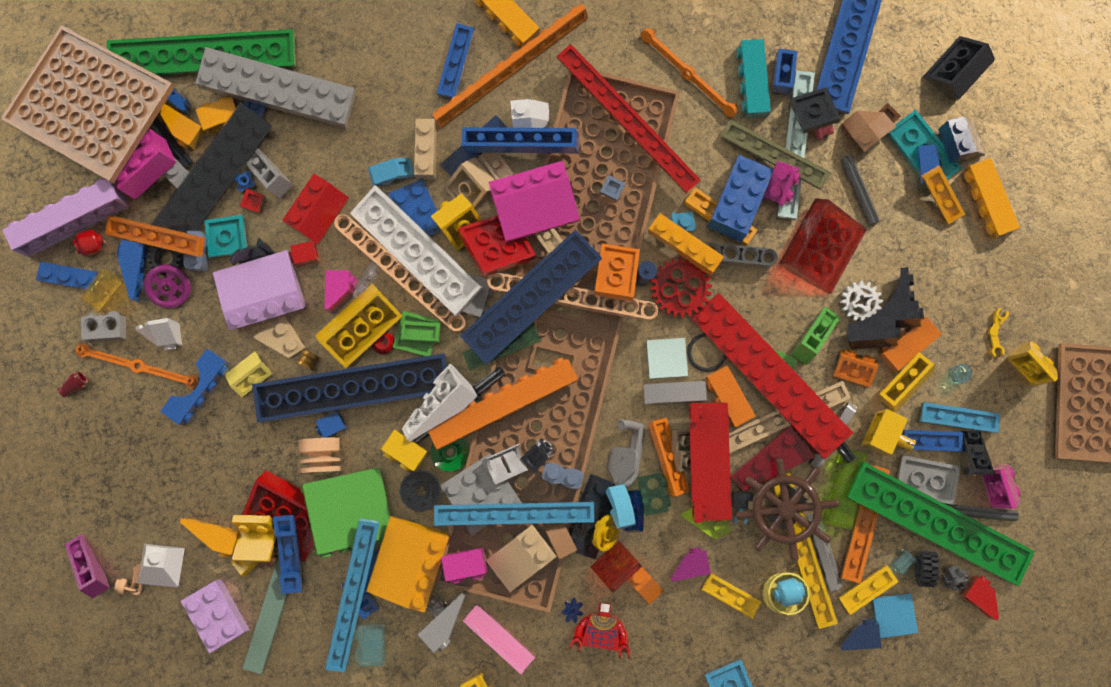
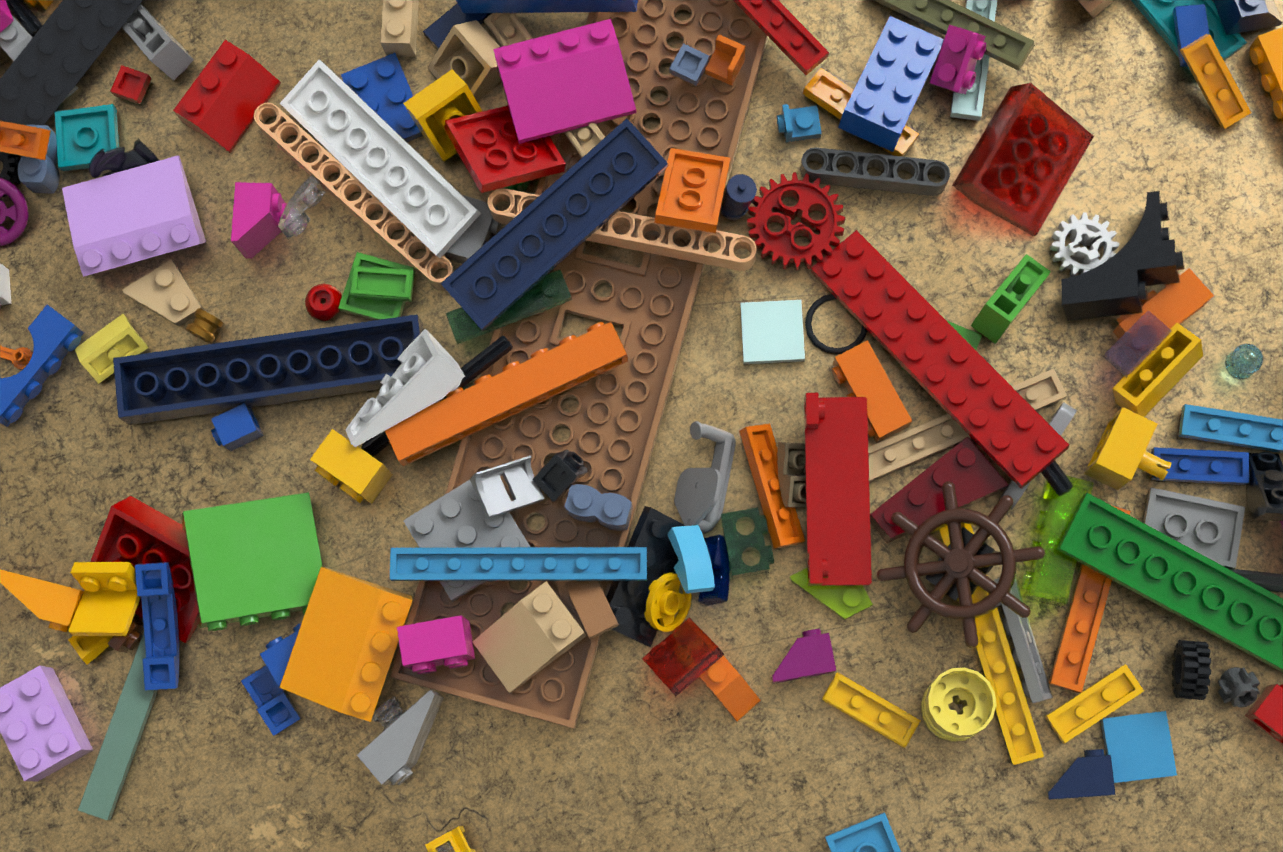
camera: 10 degrees right, 5 degrees down
(249, 181) = (127, 59): blue plate -> none
(304, 254) = (206, 164): red brick -> none
(319, 455) = (214, 476): light nougat wheel -> none
(352, 595) = (255, 693): dark azure plate -> none
(358, 326) = (285, 272): yellow brick -> none
(370, 644) = (284, 775): clear light blue brick -> none
(388, 171) = (339, 41): dark azure slope -> none
(414, 481) = (364, 515): black wheel -> none
(453, 462) = (423, 490): green dish -> none
(499, 639) = (491, 771): bright pink panel -> none
(572, 610) = (611, 728): clear blue plant -> none
(601, 632) = (657, 762): red torso -> none
(635, 185) = (726, 60): none -> orange panel
(675, 392) = (782, 383): light grey slope -> none
(685, 244) = (802, 150): light orange brick -> none
(740, 501) = (886, 556): black piece -> none
(789, 592) = (962, 698): medium azure head -> none
(856, 367) = (1075, 349): orange bracket -> none
(860, 189) = (1084, 75): dark grey axle -> none
(895, 366) = (1137, 343): none -> plate
(903, 562) = (1153, 660): clear light blue bush -> none

